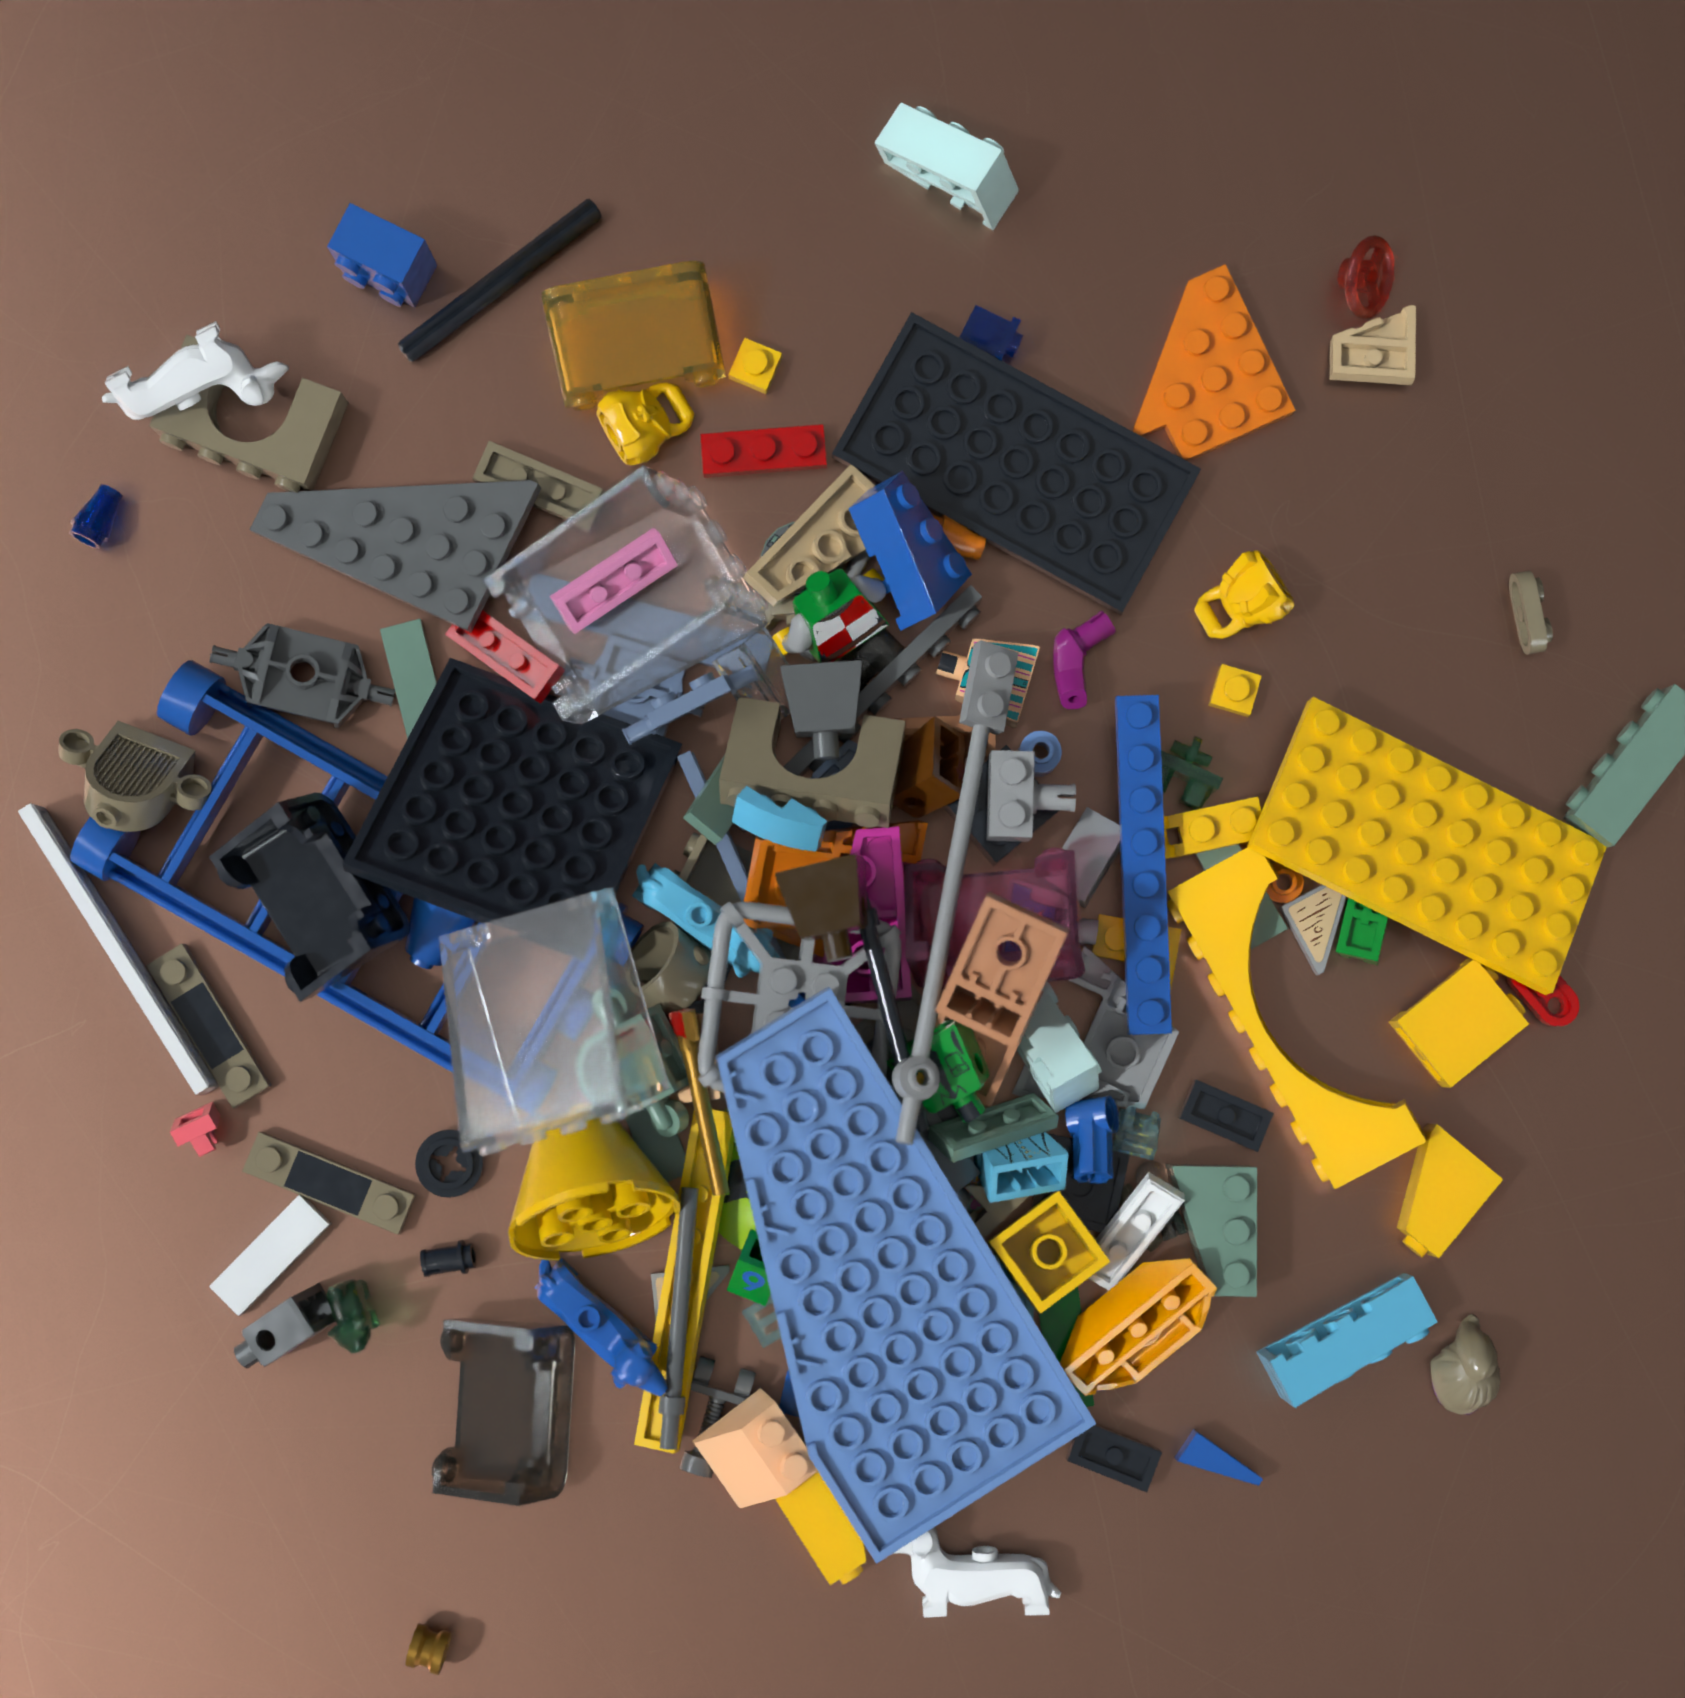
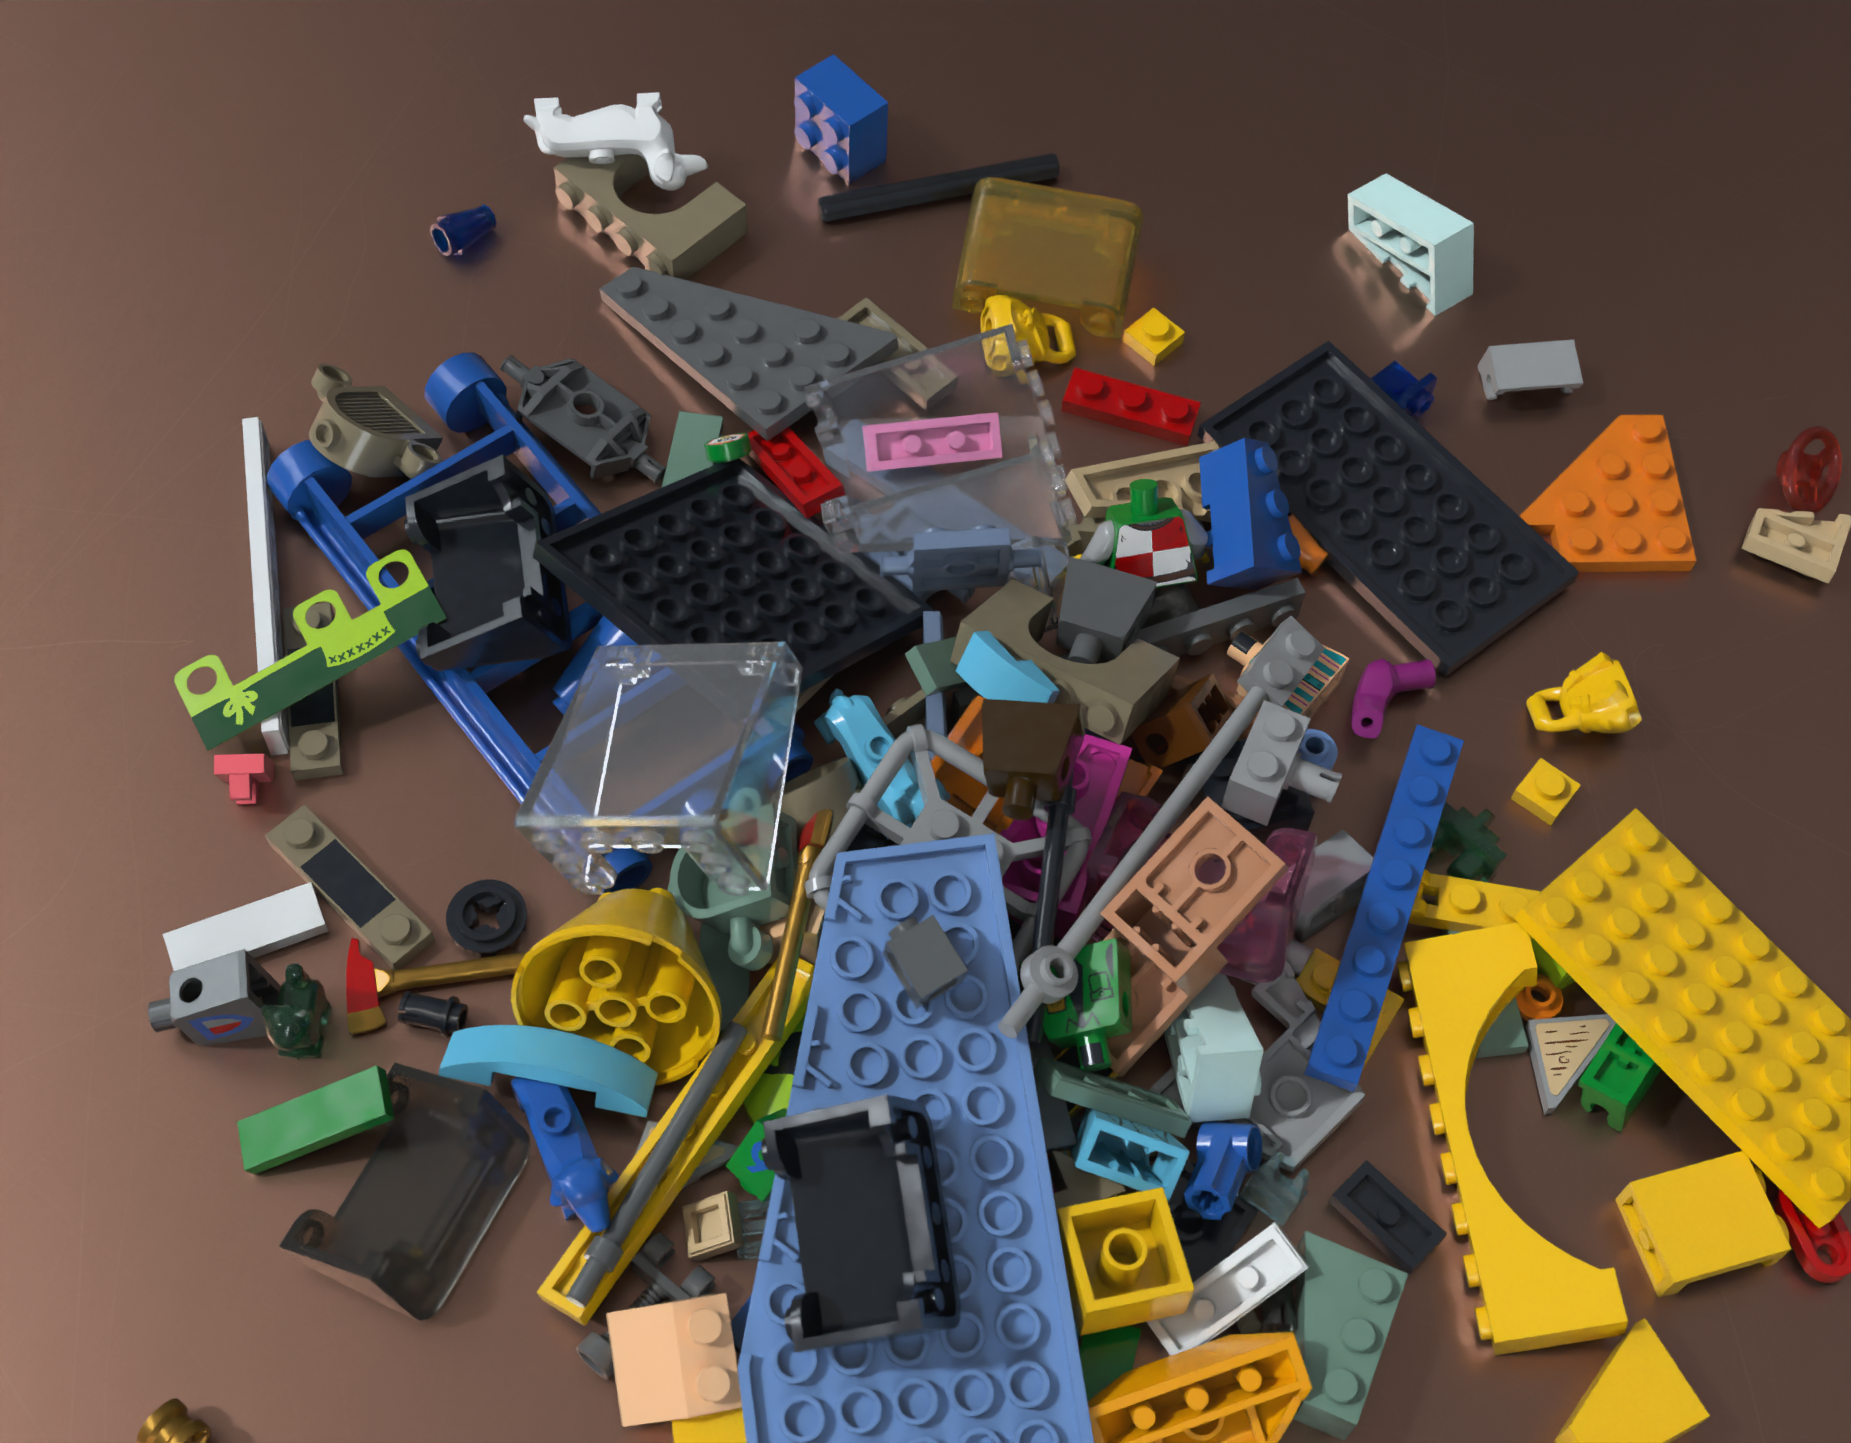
camera: 20 degrees right, 25 degrees down
(215, 1011) = (325, 658): none -> piece
(387, 1255) = (368, 984): none -> pearl gold piece
(407, 1385) = (315, 1120): none -> tile
(440, 656) = (727, 447): none -> green tile
(560, 1271) = (554, 1058): none -> medium azure slope
(735, 1334) = (712, 1226): none -> tan tile
(820, 1120) = (923, 959): none -> dark grey brick
(863, 1333) = (865, 1223): none -> black windscreen
(1098, 268) = (1530, 367): none -> light grey hinge

